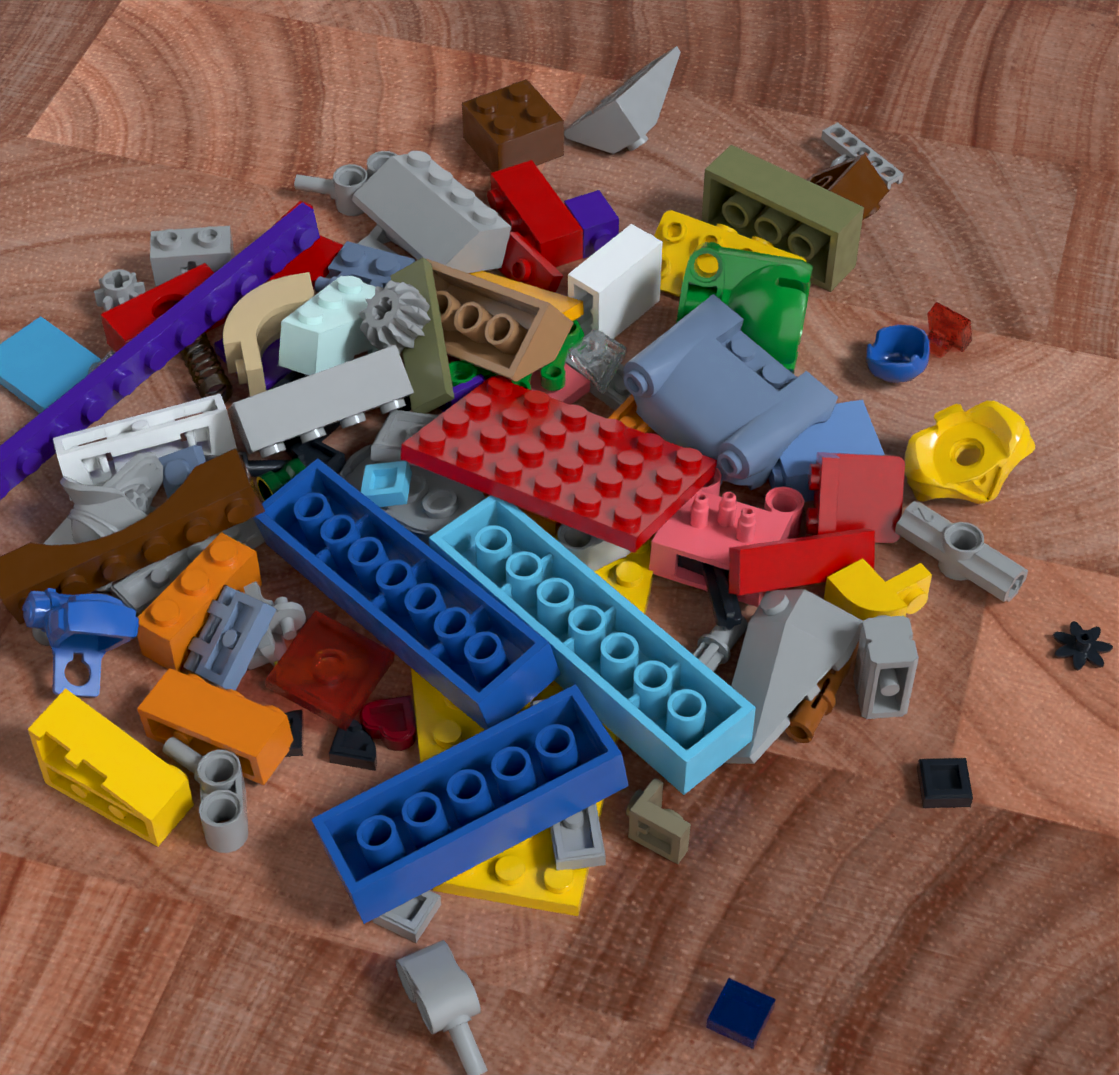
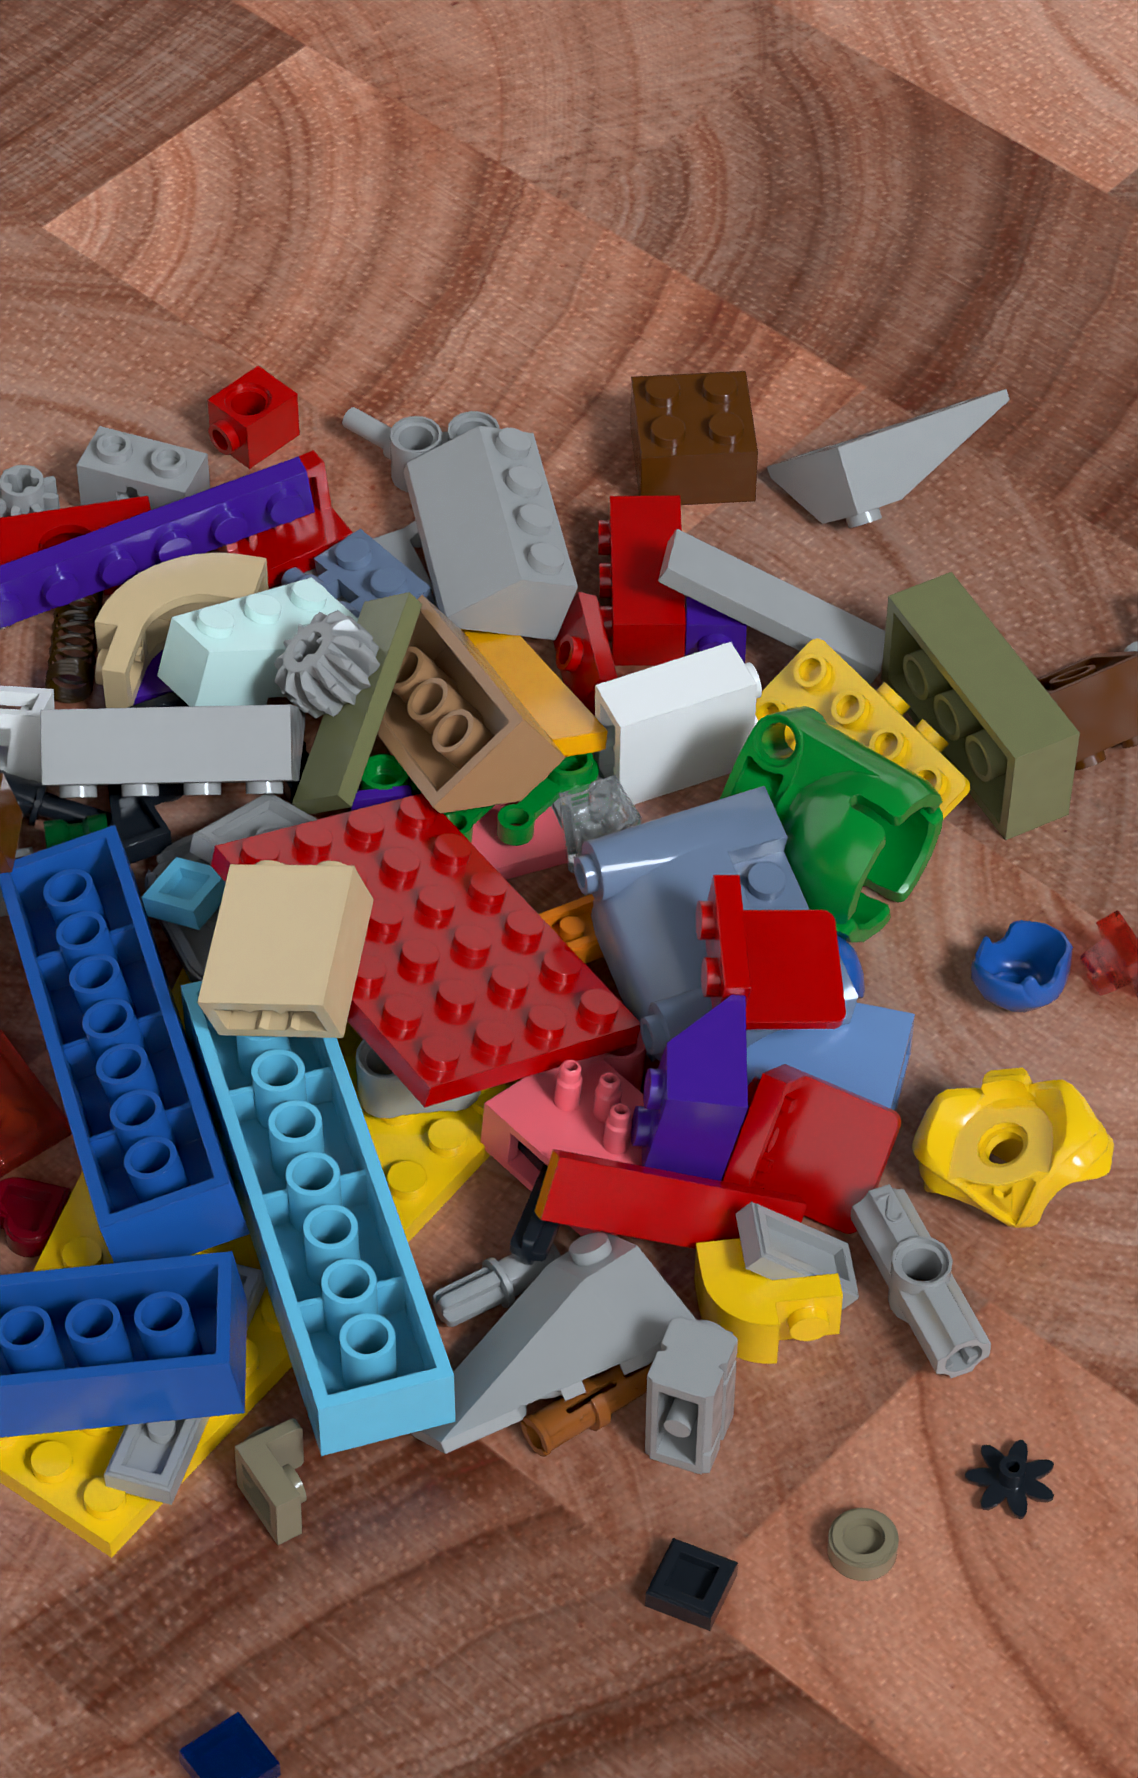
camera: 25 degrees right, 0 degrees up
(236, 200) = (253, 417): none -> red brick
(497, 486) = (286, 950): none -> tan brick
(619, 200) = (768, 603): none -> light grey tile
(783, 393) = (772, 957): none -> red bracket
(795, 485) = (696, 1096): none -> dark purple slope
(880, 559) = (788, 1249): none -> light grey tile
(1026, 718) = (862, 1544): none -> dark tan tile

